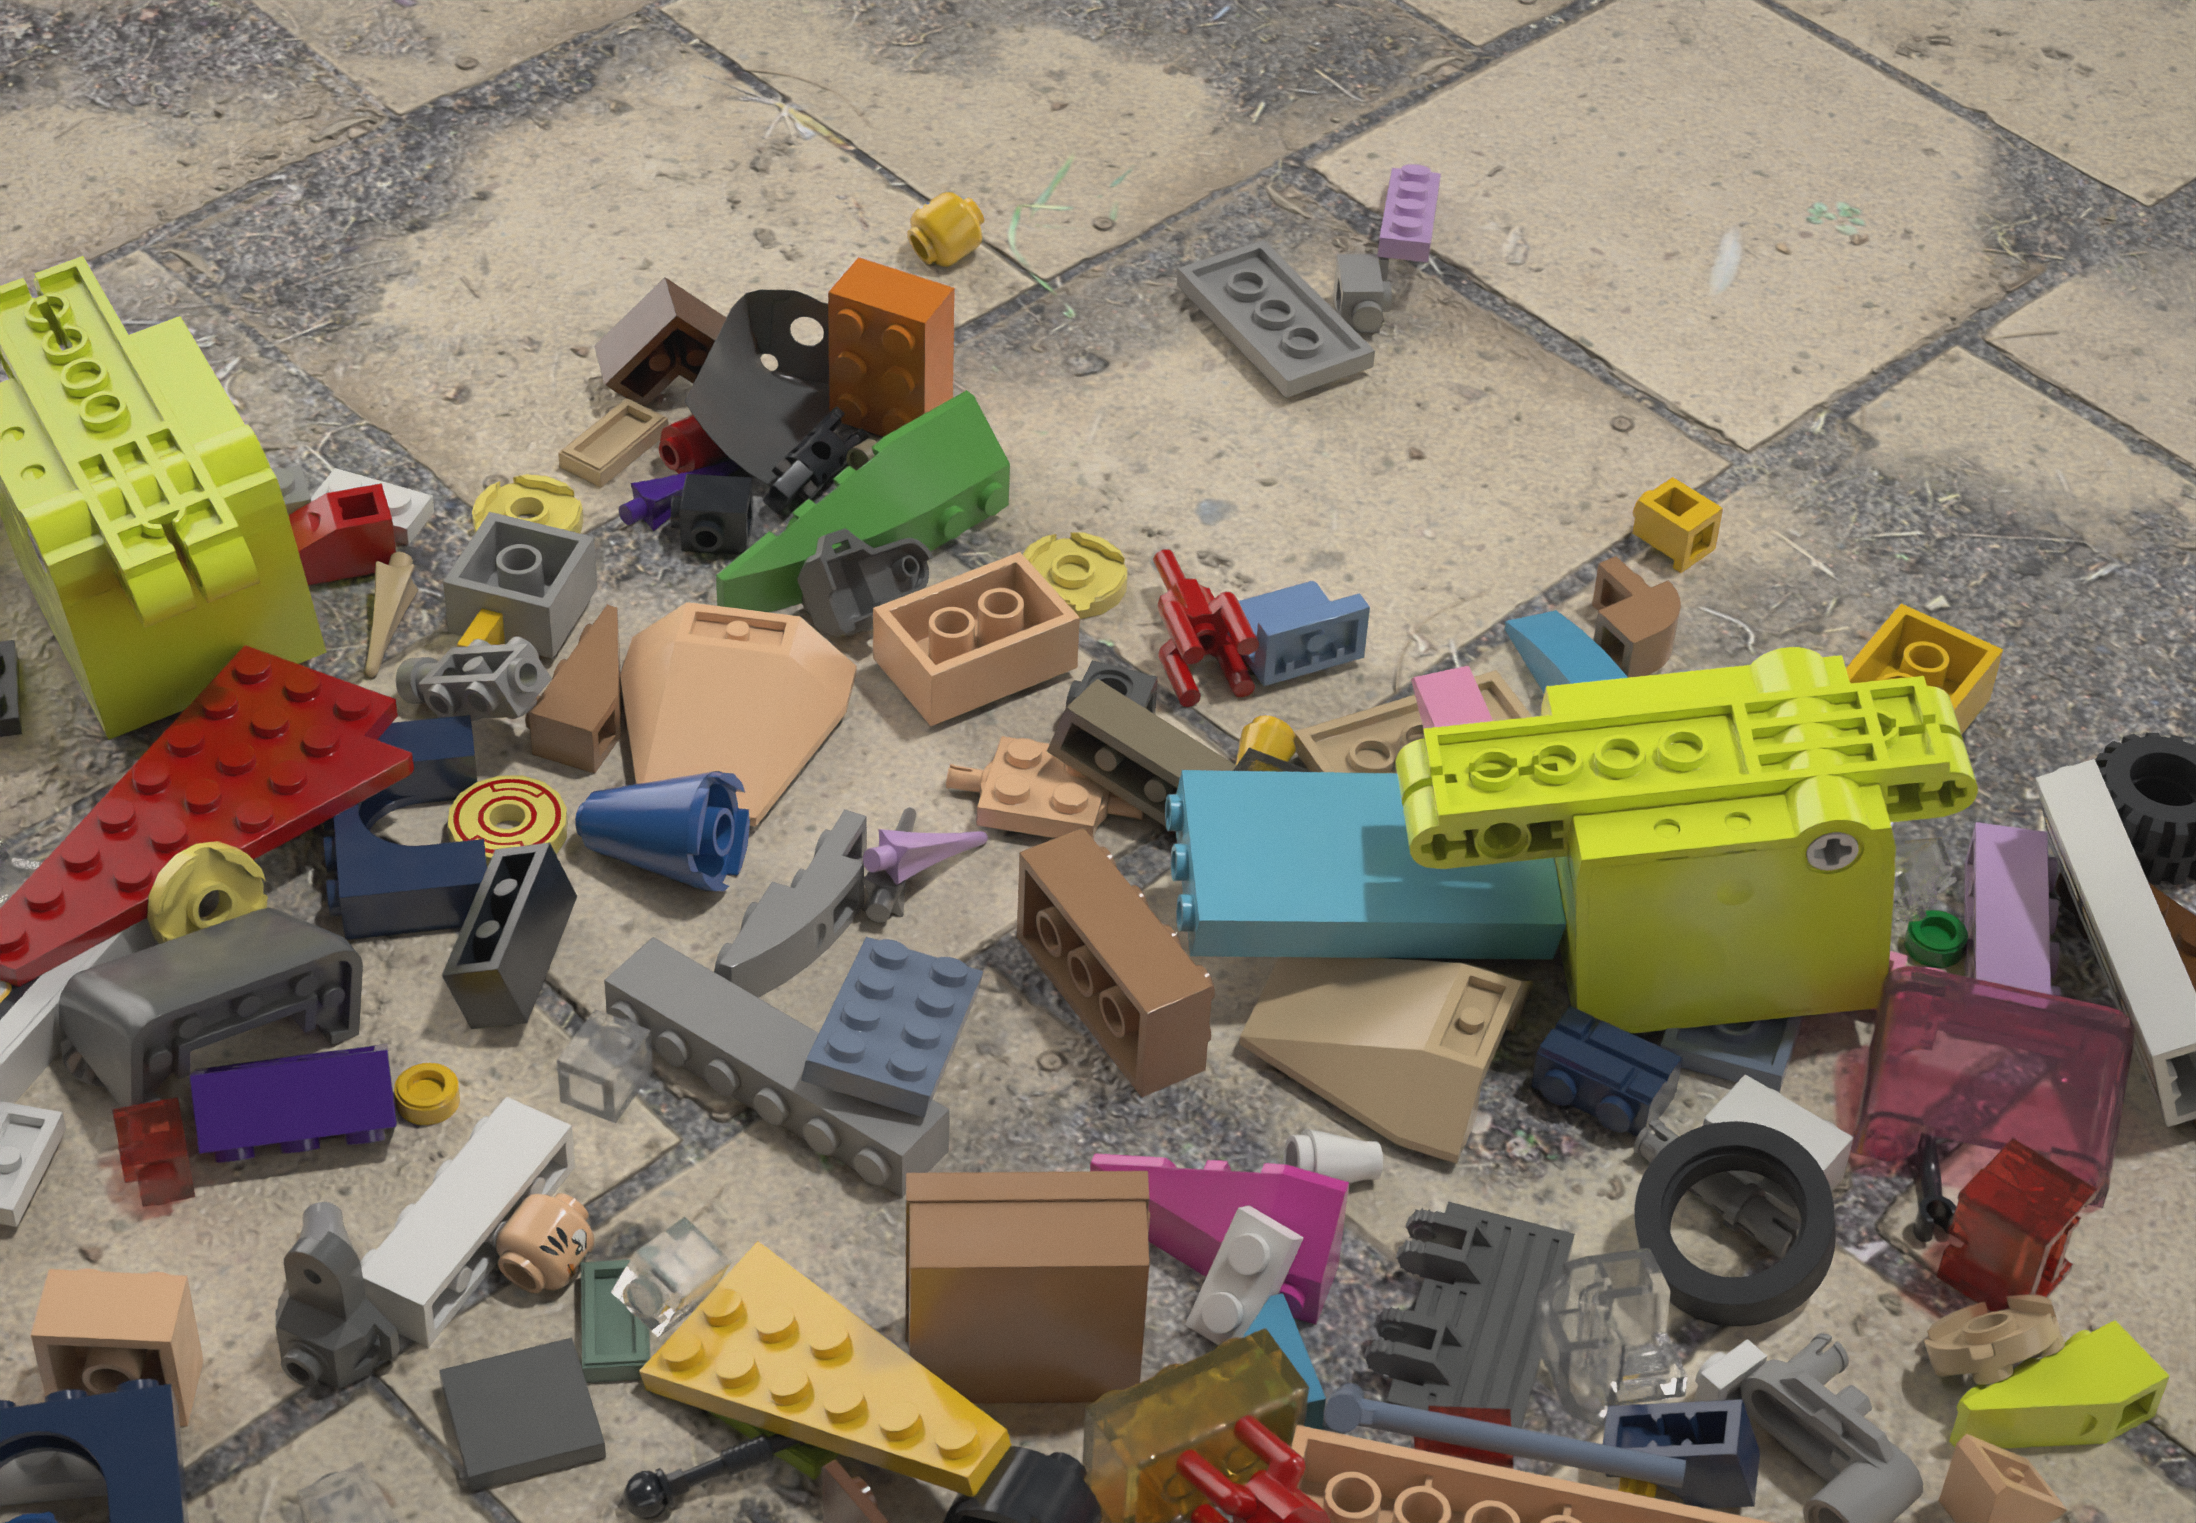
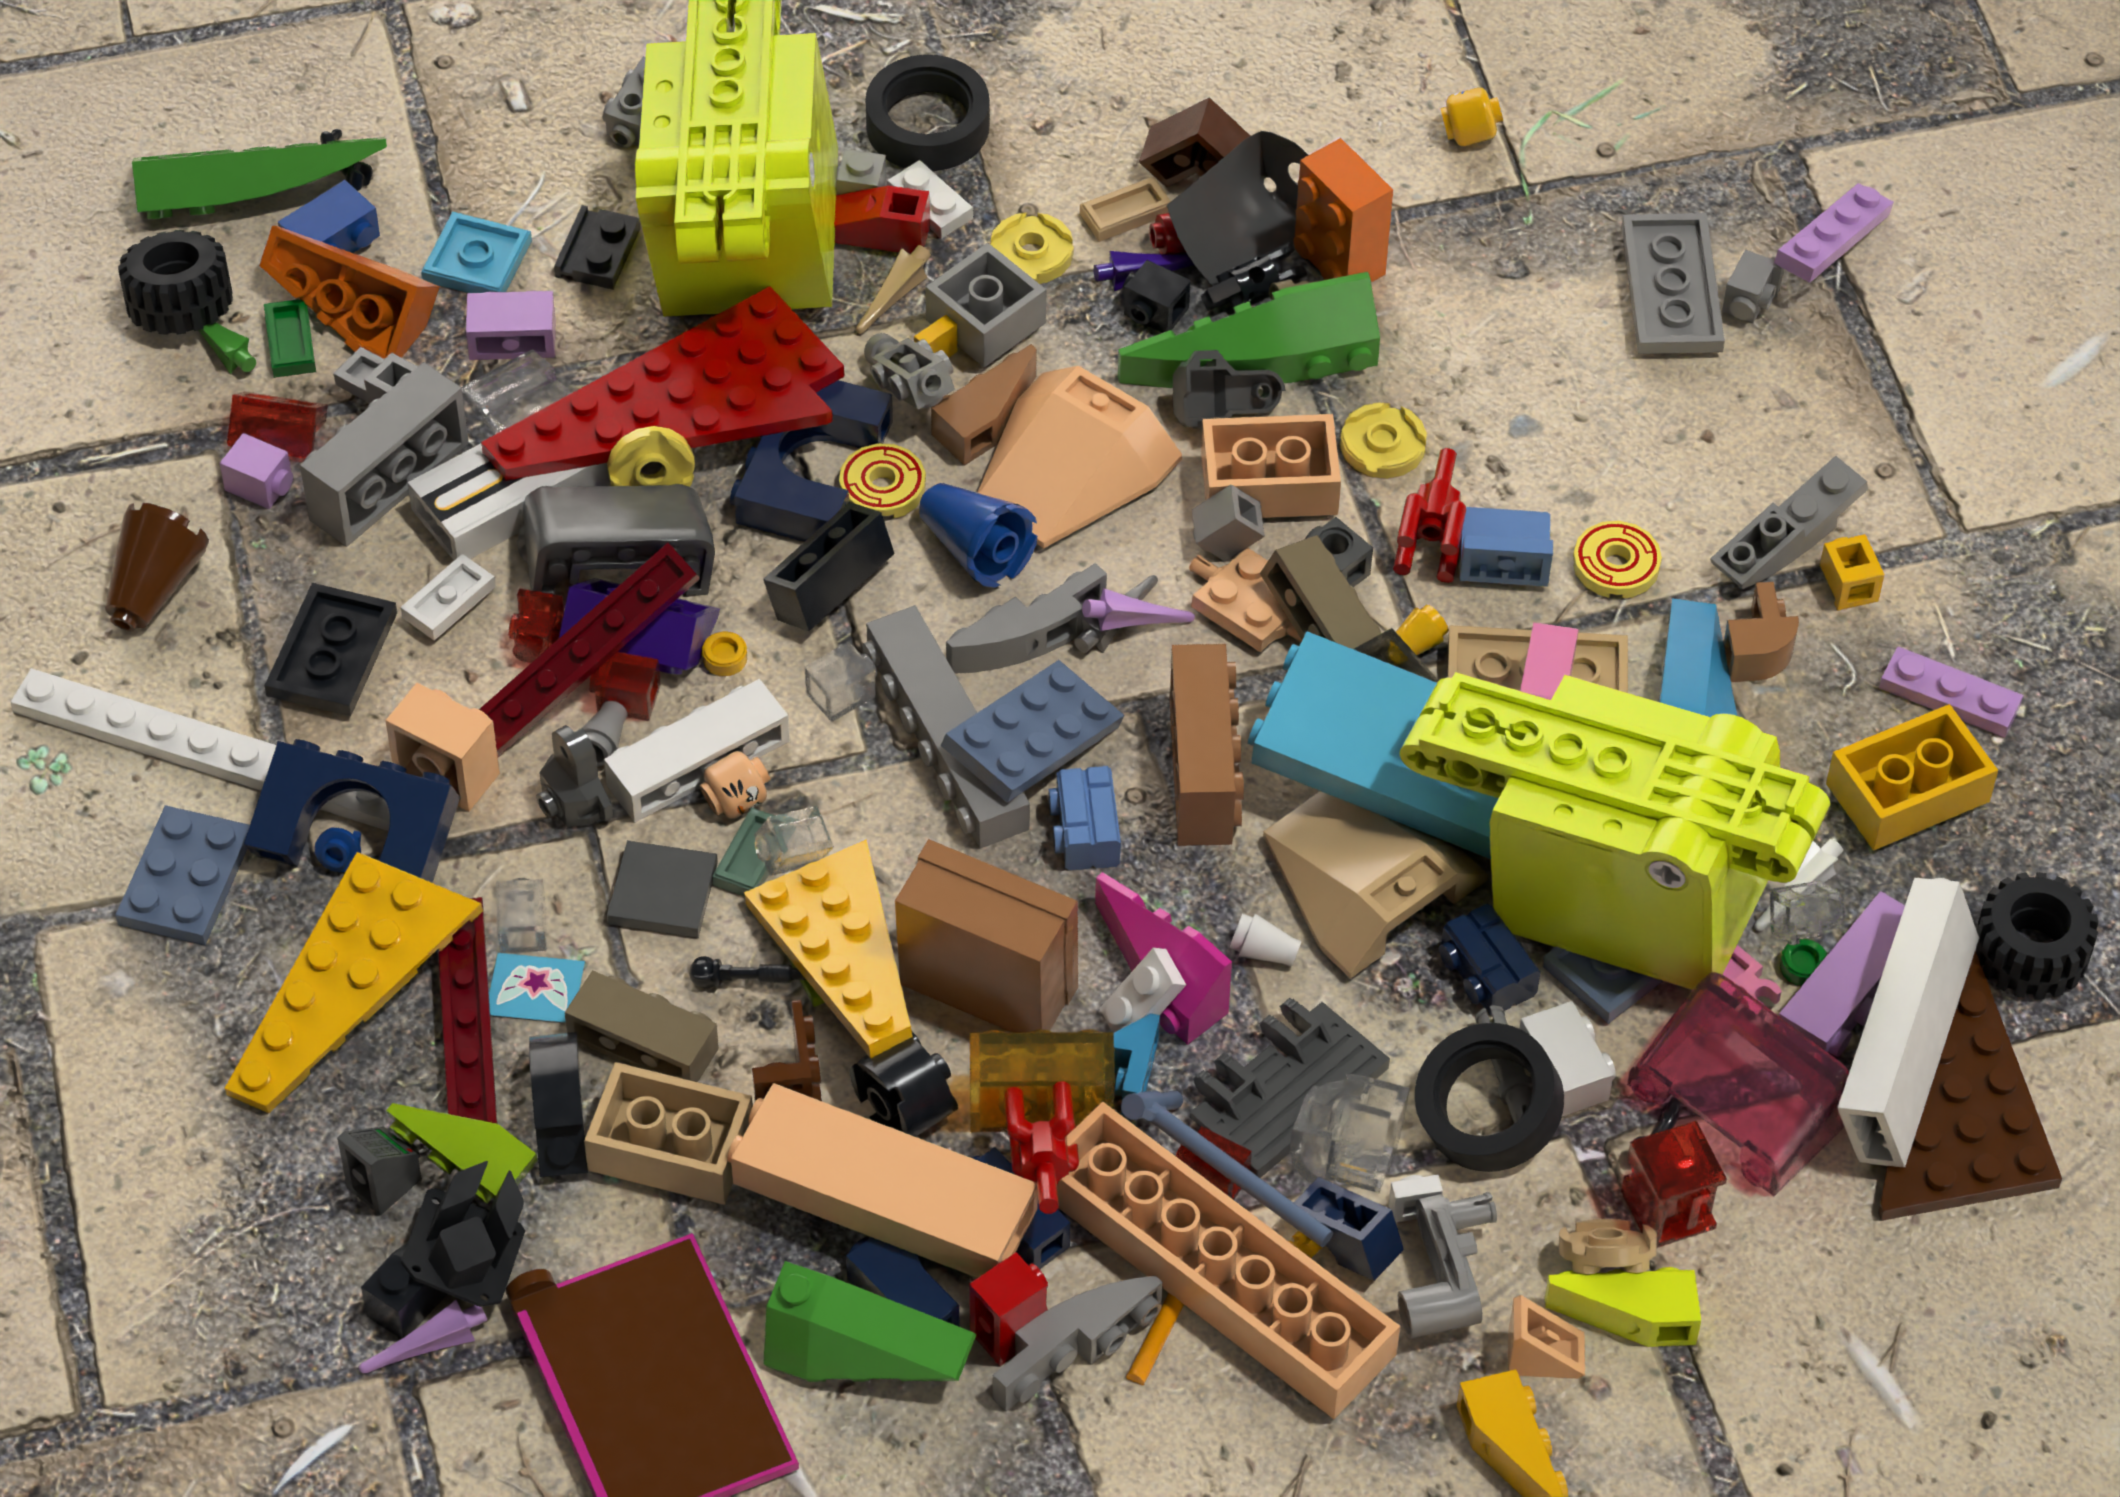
camera: 30 degrees right, 10 degrees up
(260, 1131) = (588, 645): none -> dark red plate
(320, 375) = (920, 75): none -> black tyre
(322, 1169) = (629, 681): none -> clear red brick
(966, 715) = (1227, 523): none -> light grey brick
(1021, 1104) = (1087, 818): none -> medium blue brick
(1427, 582) = (1618, 539): none -> light yellow tile
(1581, 498) = (1791, 529): none -> light grey slope
(1854, 604) = (1938, 685): none -> lavender plate

